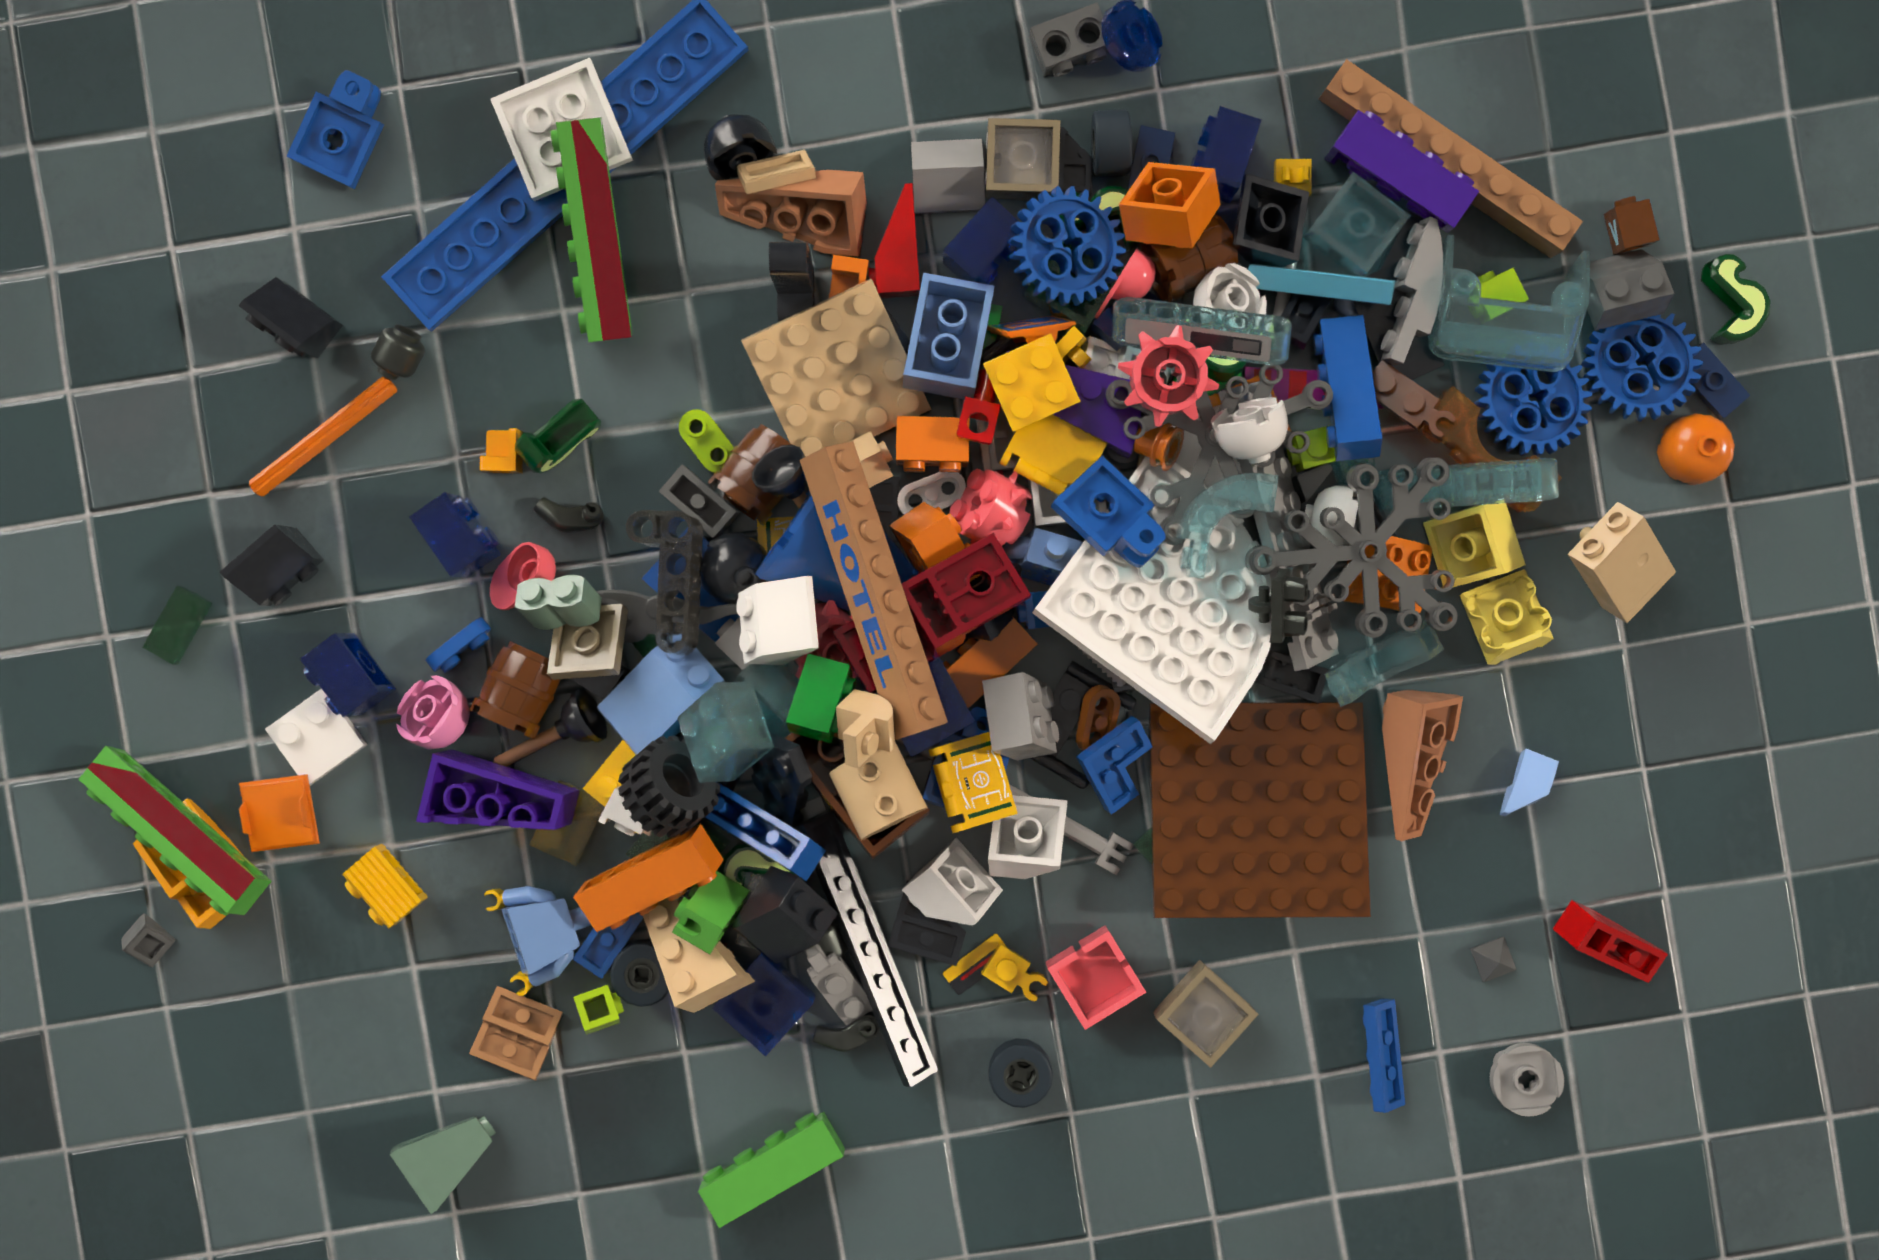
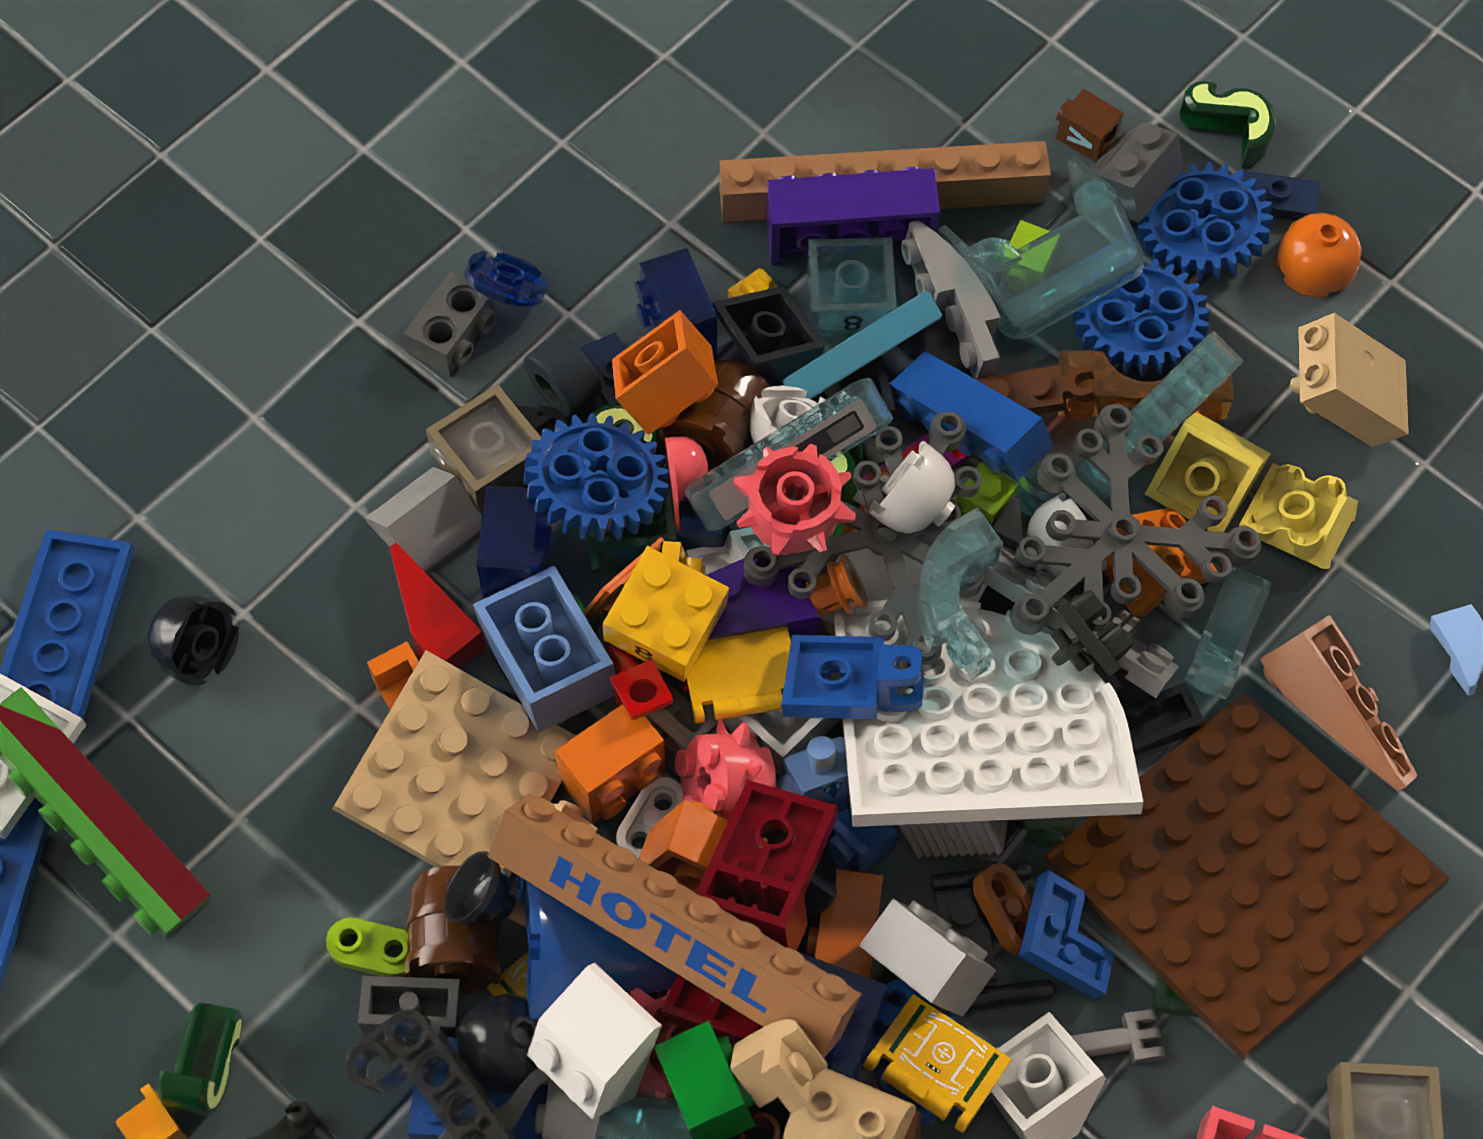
camera: 40 degrees left, 25 degrees down
(776, 171) = (247, 629): tan tile -> none
(792, 277) = (337, 698): black beam -> none
(818, 210) = (306, 644): nougat wedge -> none

